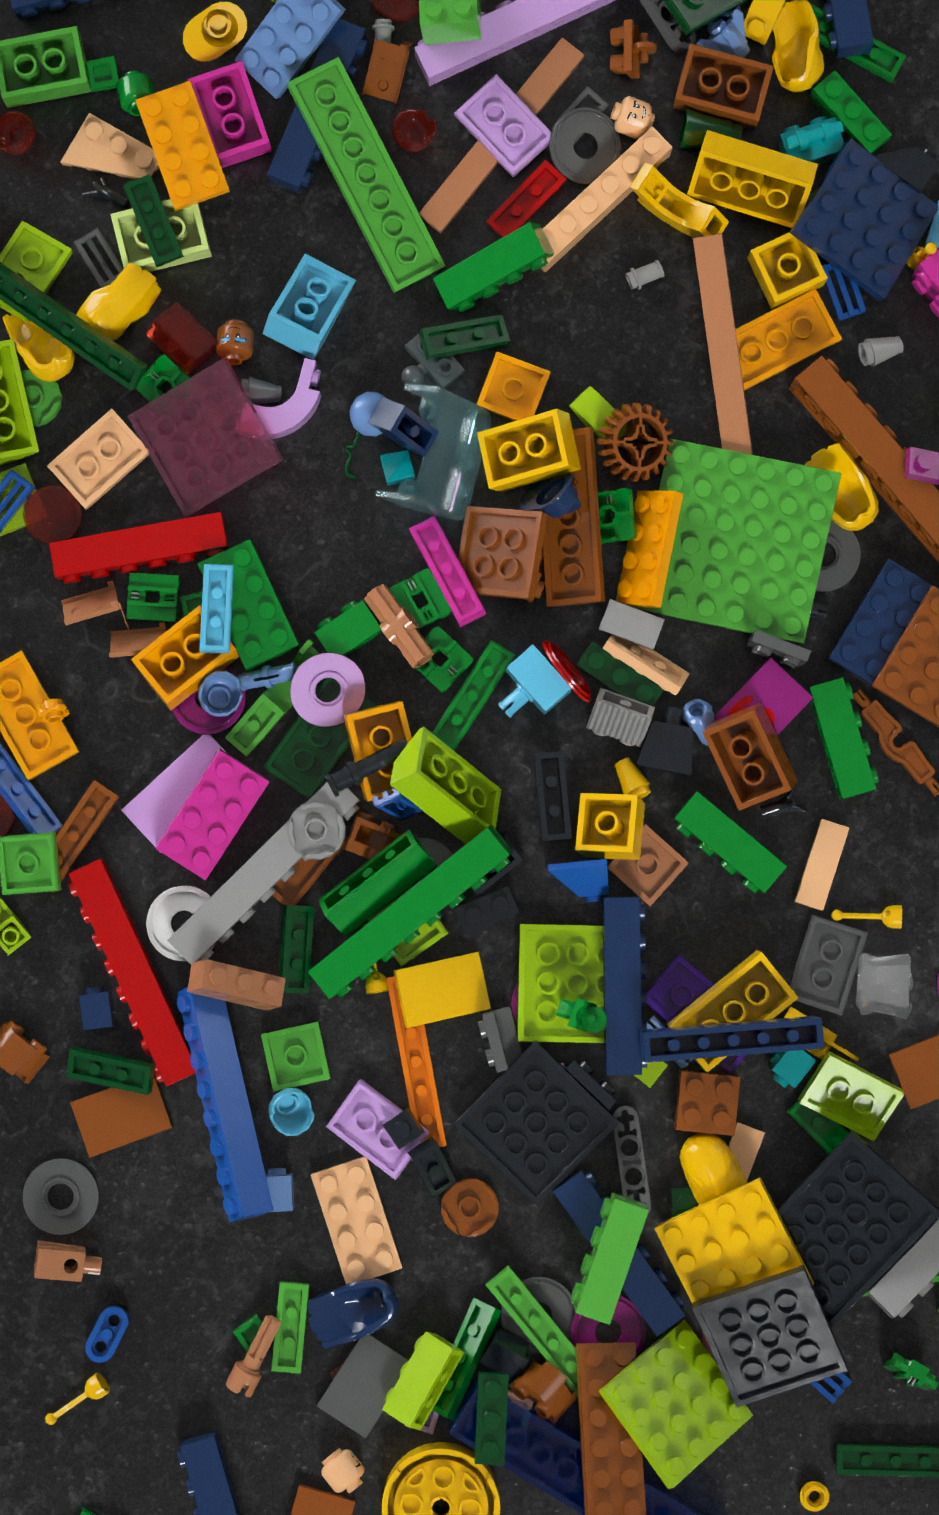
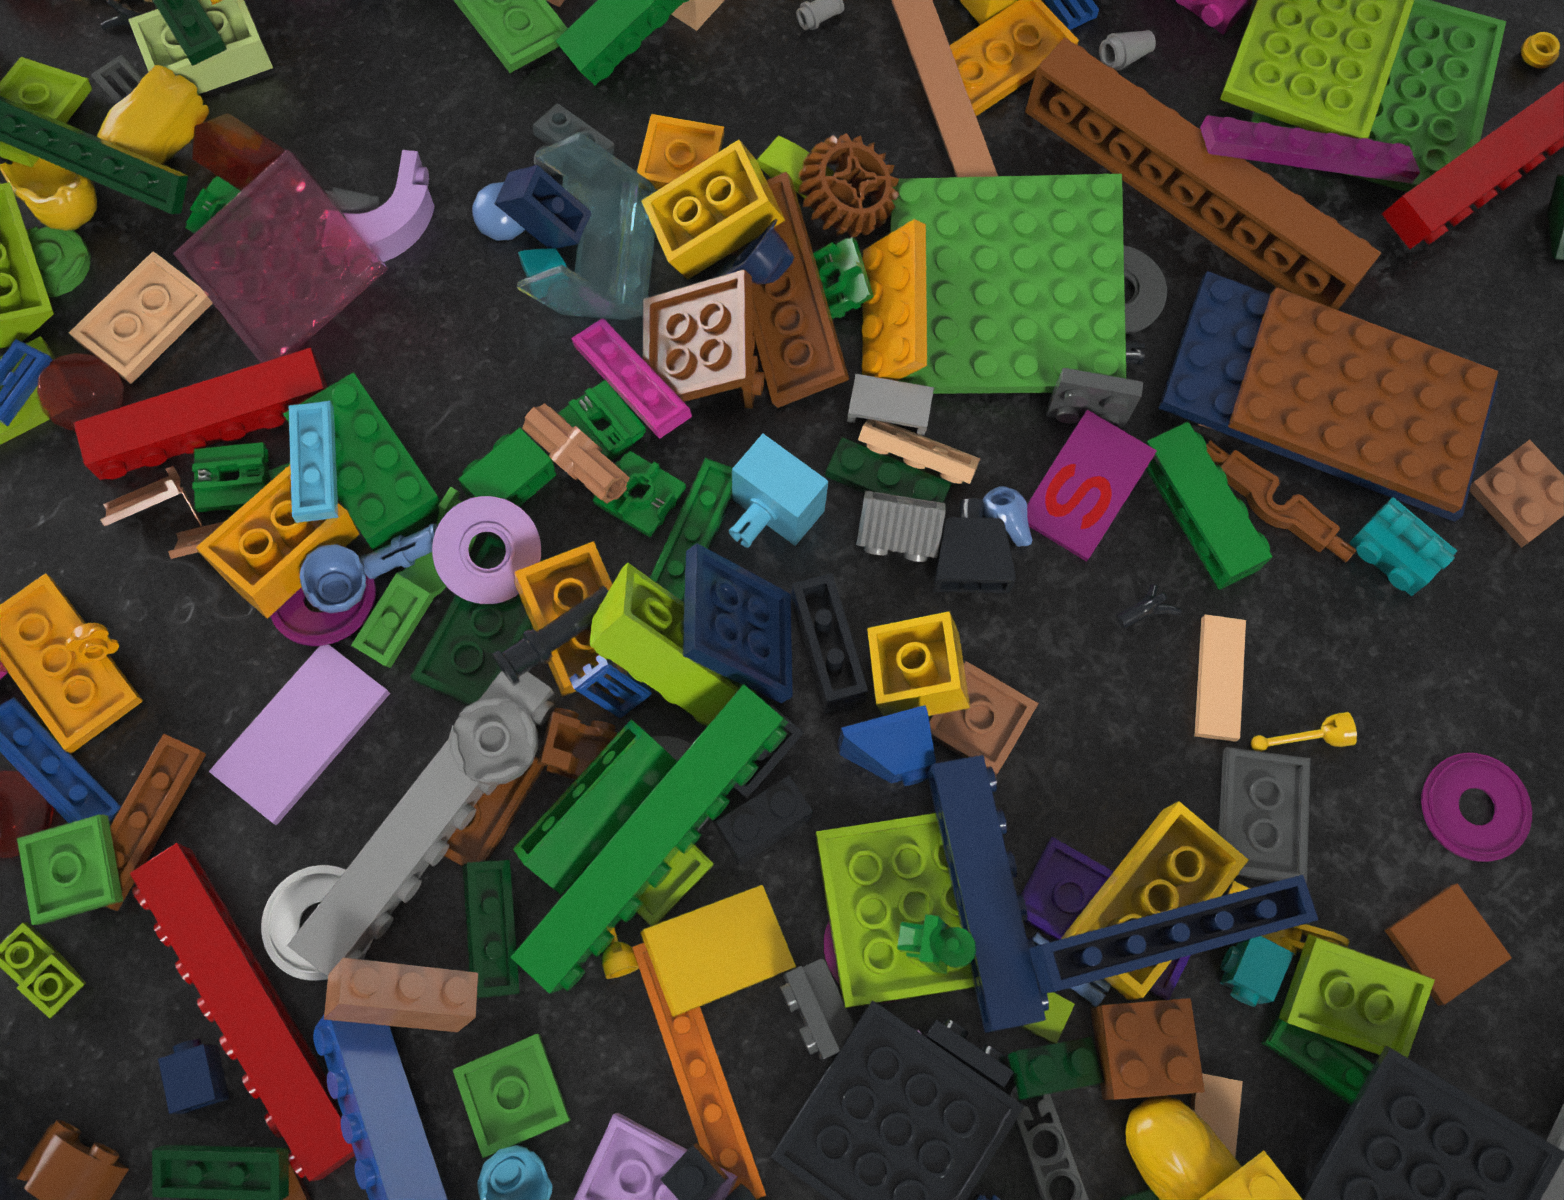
camera: 15 degrees left, 15 degrees down
(212, 814) = (340, 749): dark pink brick -> none
(235, 341) = (314, 149): dark orange head -> none
(308, 306) = (400, 102): medium azure slope -> none
(350, 455) = (477, 257): dark green piece -> none
(464, 336) = (606, 101): dark green plate -> none
(492, 777) = (737, 624): none -> dark blue plate
(567, 670) = (835, 483): red piece -> none
(631, 778) = (929, 600): yellow cone -> none
(645, 1103) = (1055, 1068): none -> dark green plate
(729, 842) = (1088, 668): green brick -> none
(750, 756) = (1091, 540): dark orange brick -> none
(856, 500) = (1147, 206): yellow hair -> none
(884, 985) = (1360, 823): clear piece -> none

